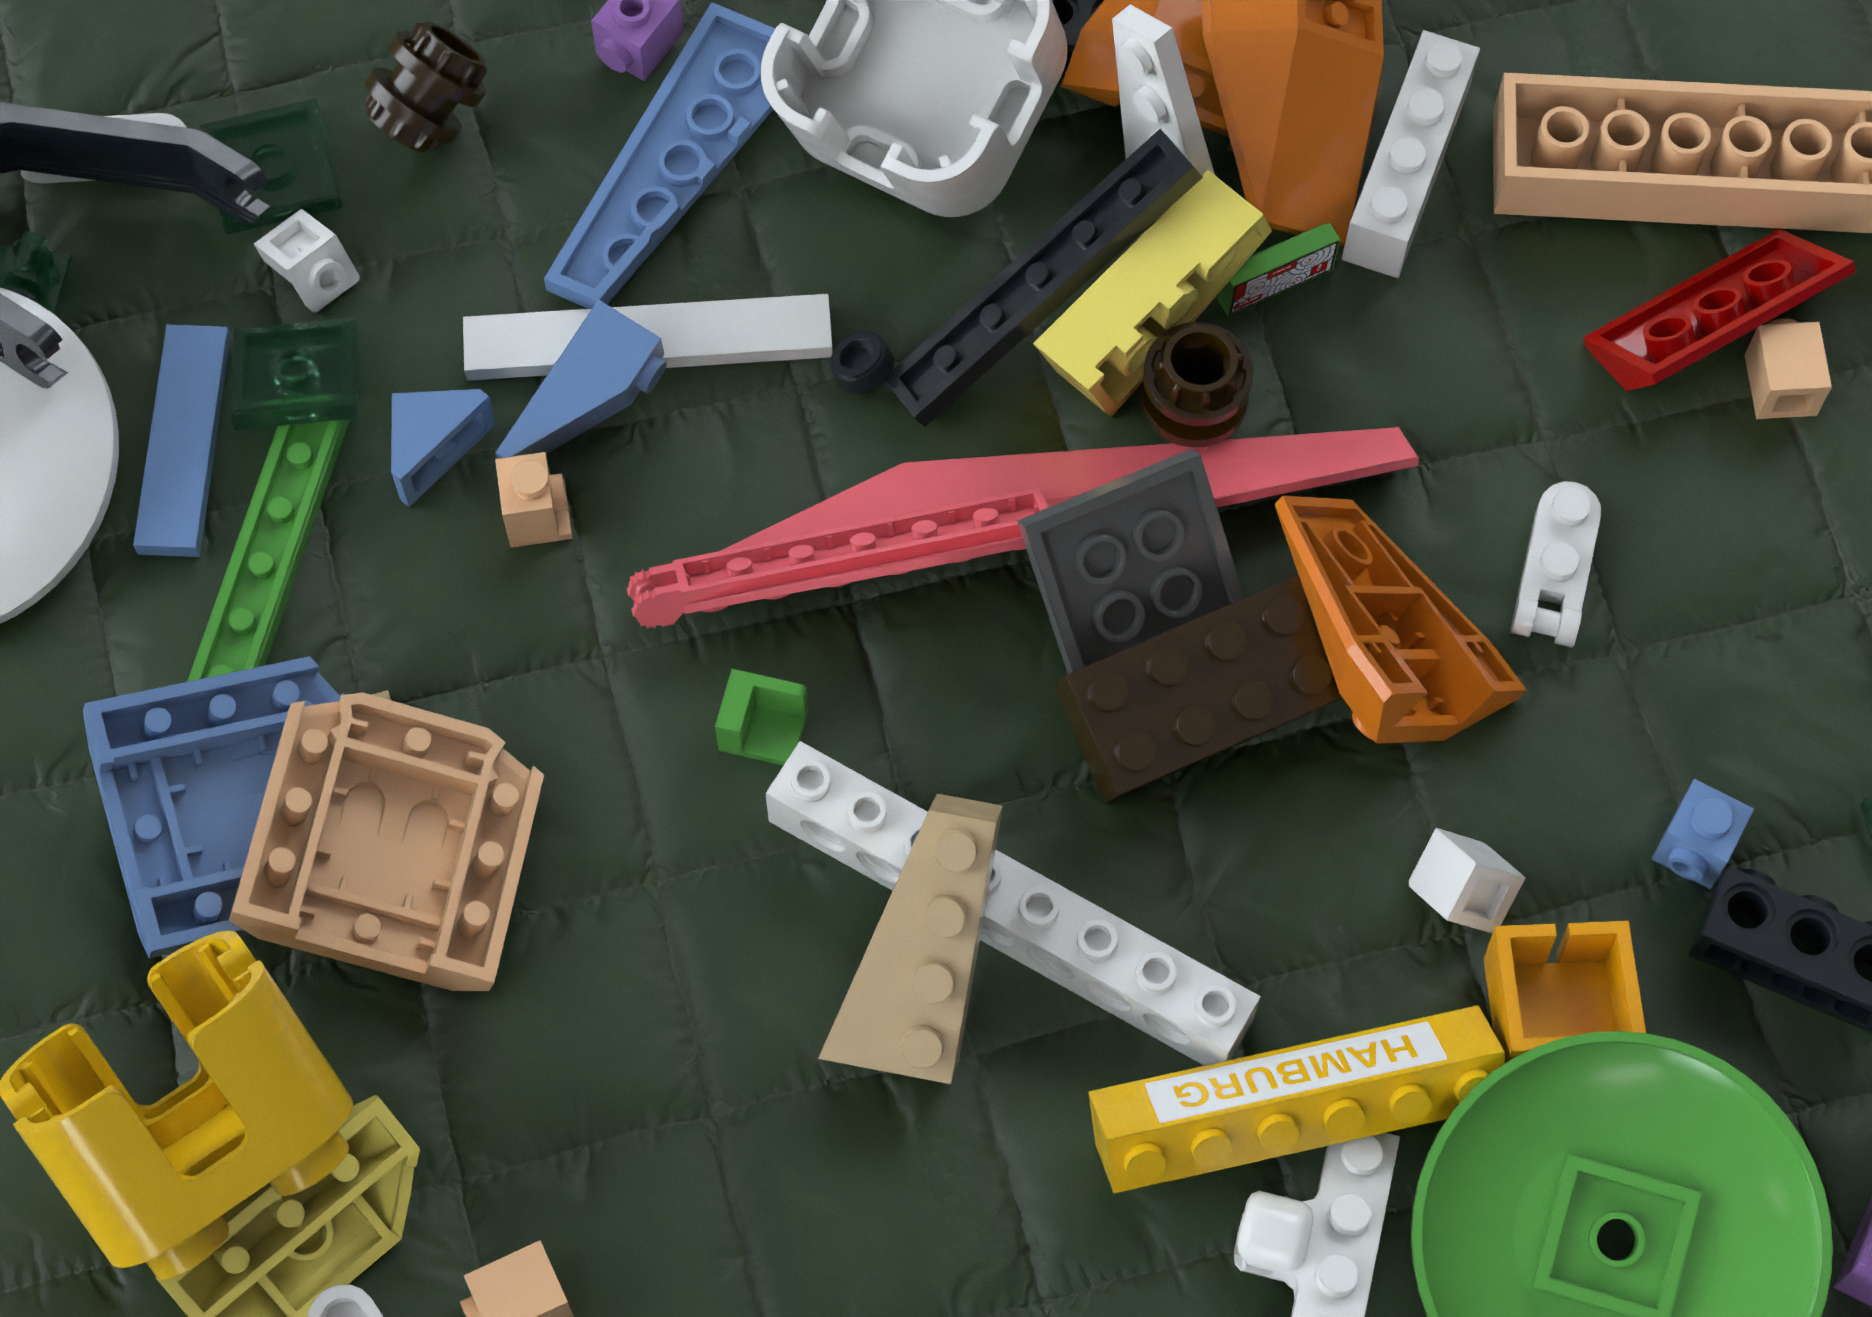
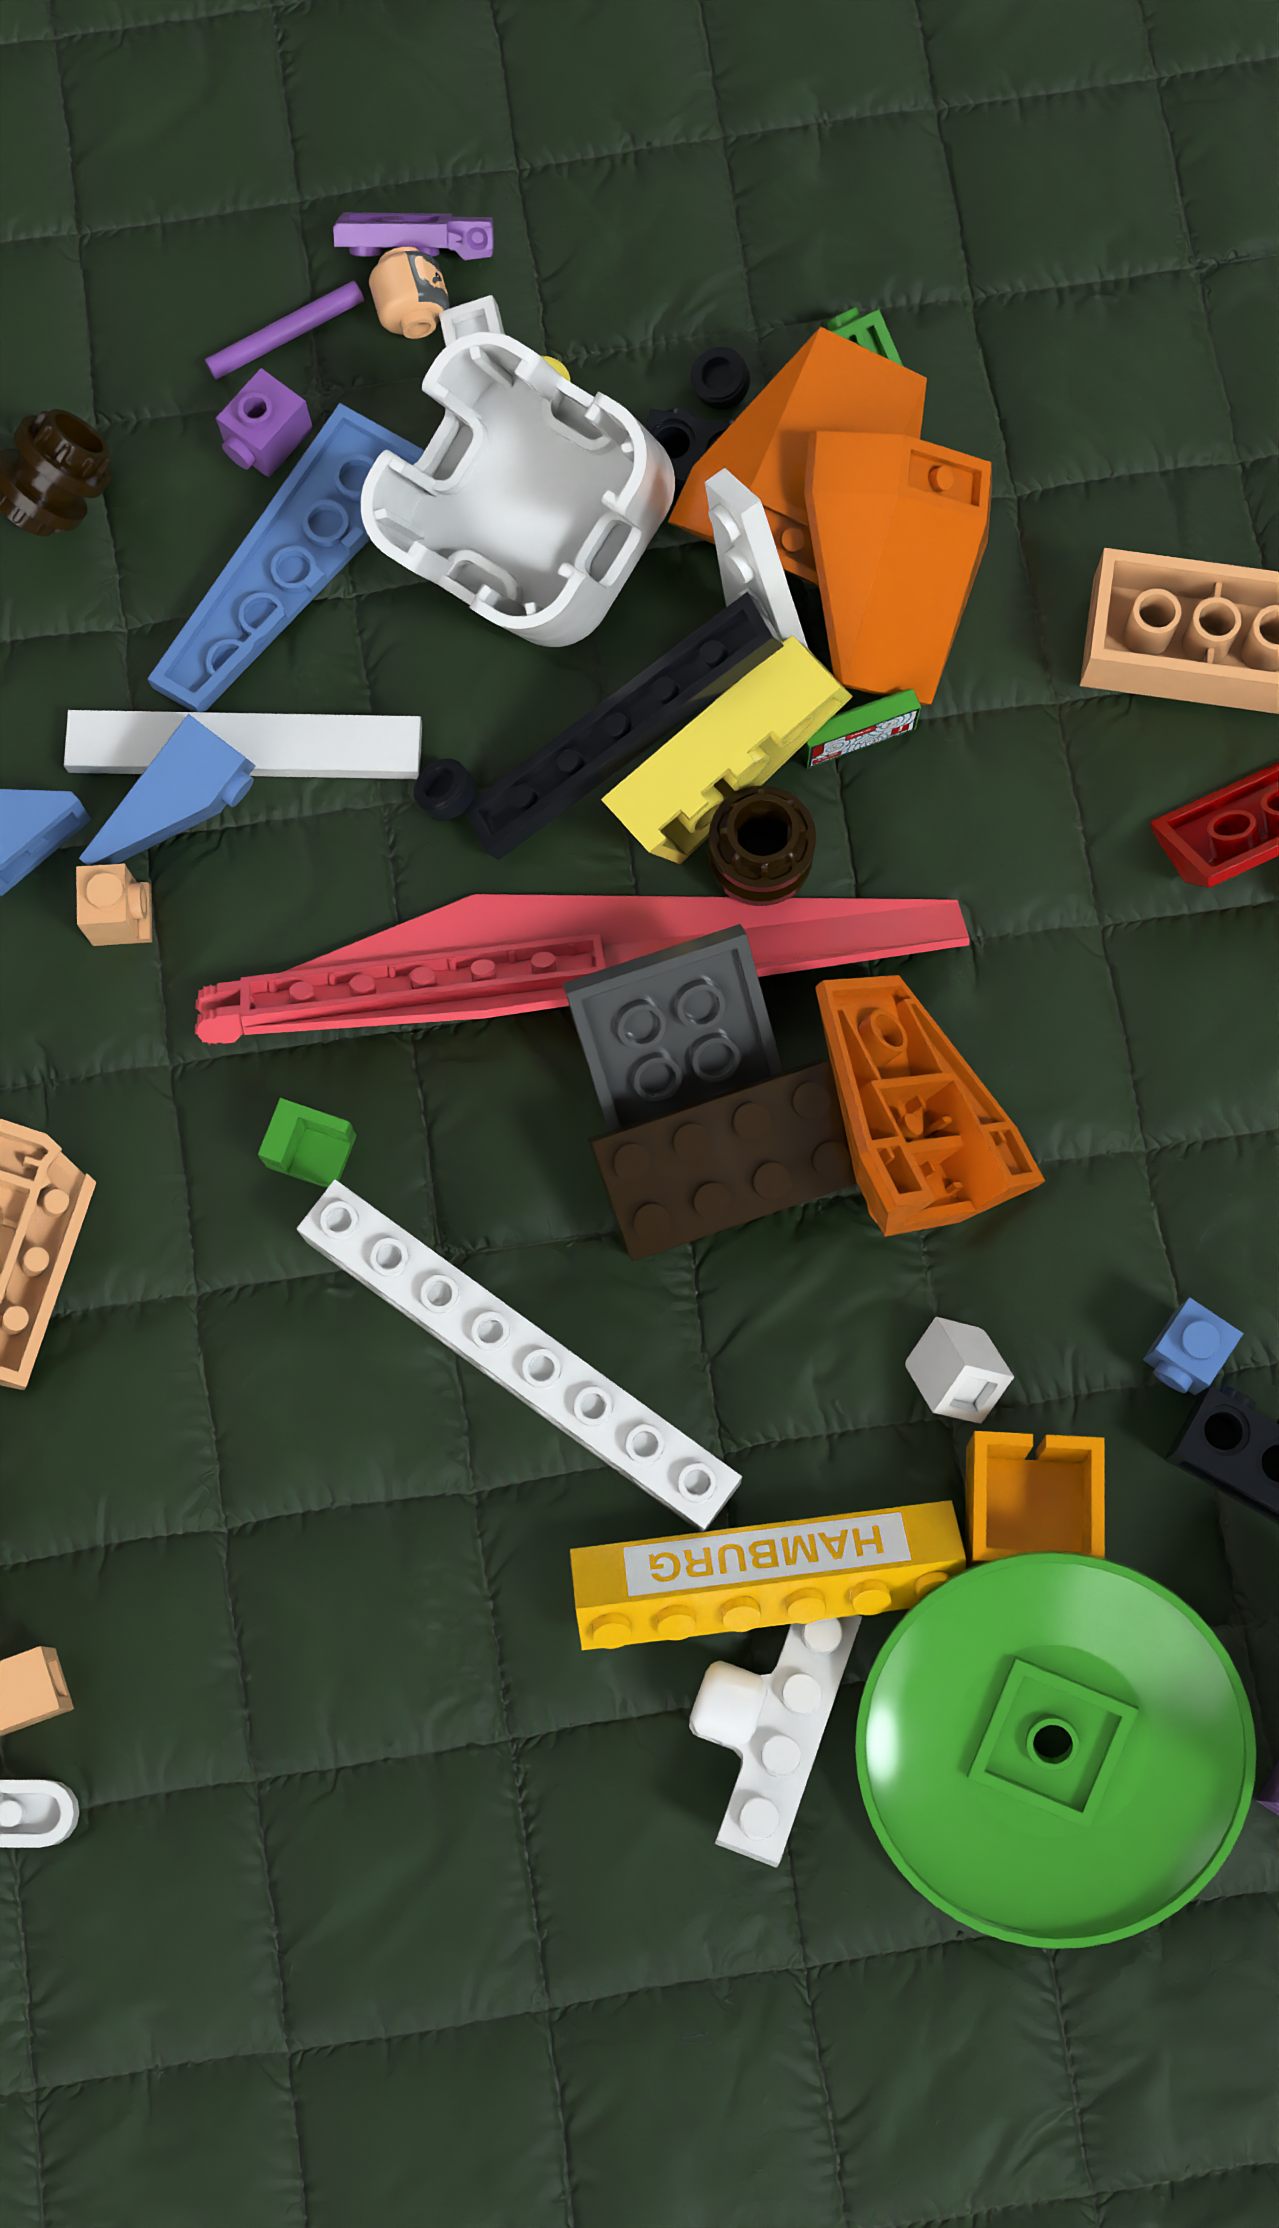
camera: 10 degrees right, 10 degrees up
(919, 968) = (422, 1417): tan wedge -> none
(1410, 154) = (1004, 619): white brick -> none
(1558, 563) = (1093, 1053): white plate -> none

